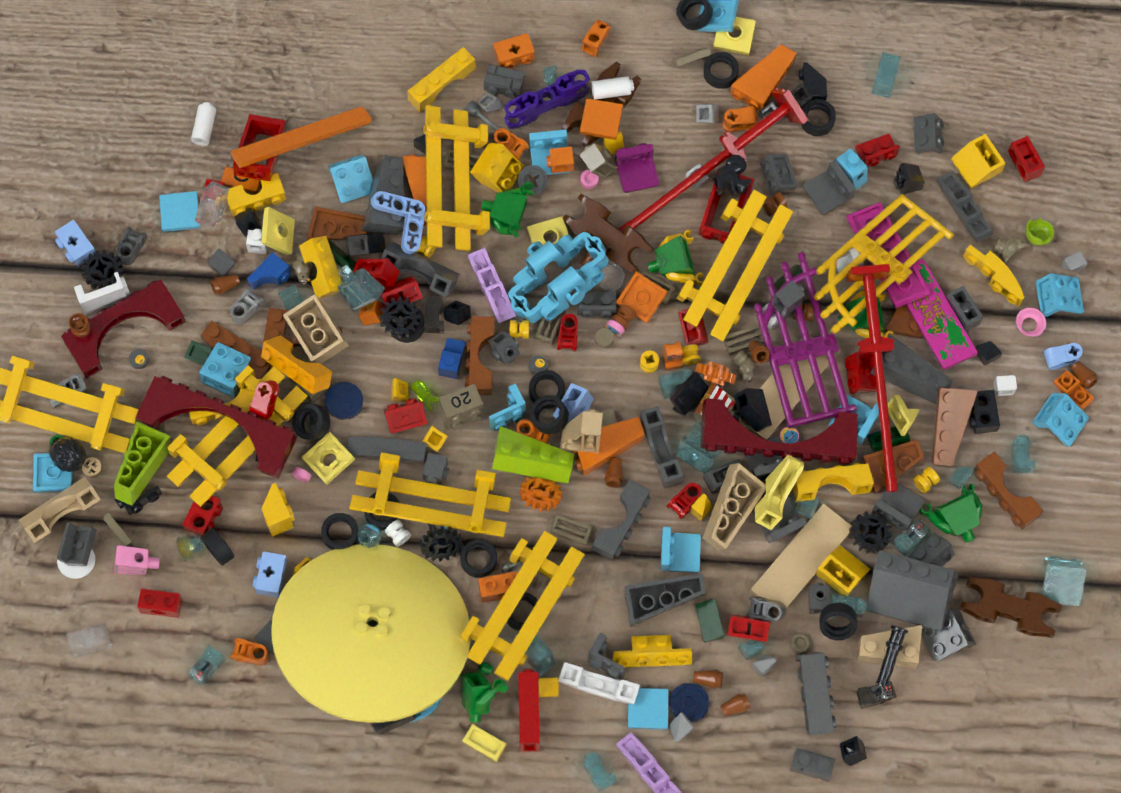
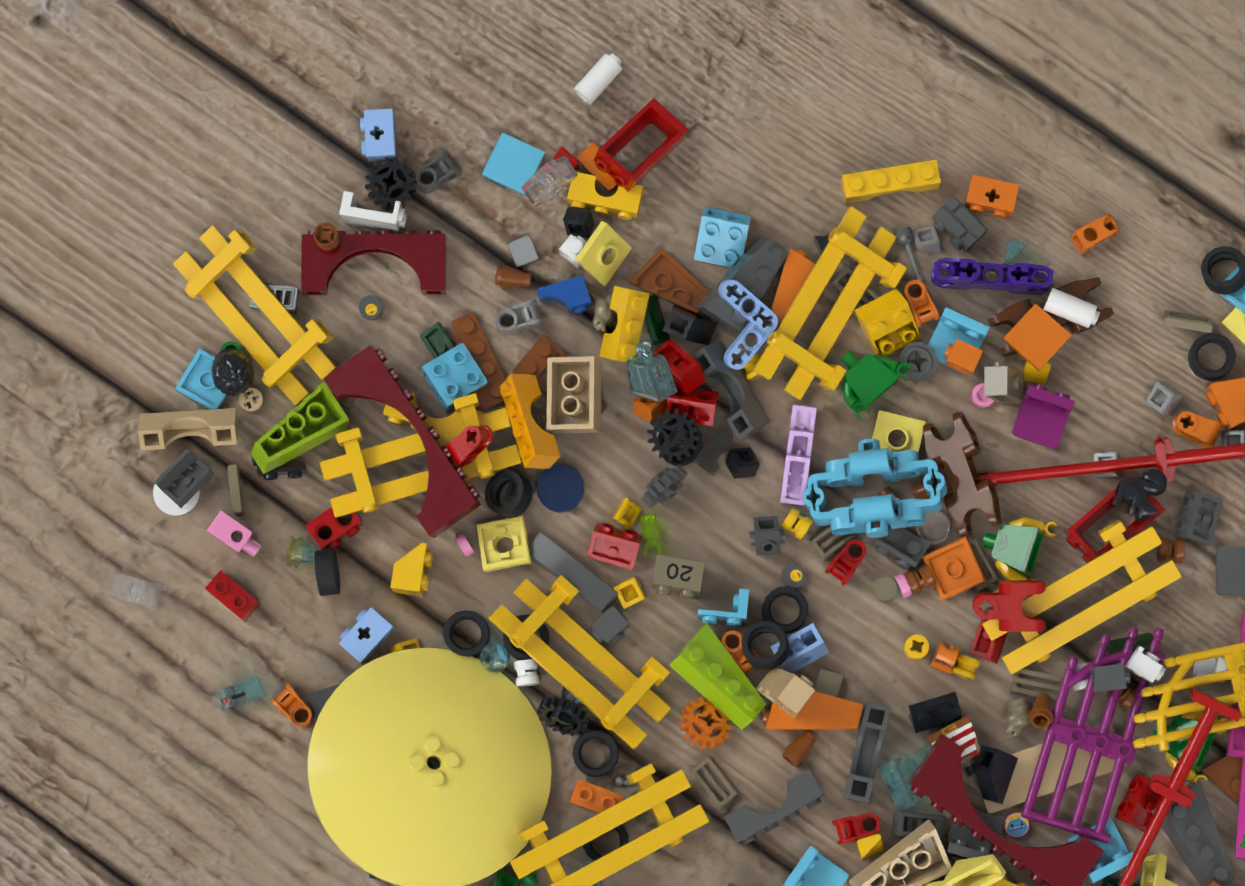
camera: 40 degrees right, 10 degrees up
(290, 297) = (573, 338): clear light blue slope -> none
(300, 137) = (692, 161): orange tile -> none
(414, 354) = (664, 486): none -> dark grey gear
(451, 358) = (704, 511): blue arch -> none
(481, 332) = (754, 502): dark orange arch -> none
(672, 381) = (929, 686): clear light blue leg -> none
(693, 295) = (1007, 605): none -> red piece
(715, 373) = (978, 708): orange gear -> none
(808, 278) = (1145, 665): none -> white brick

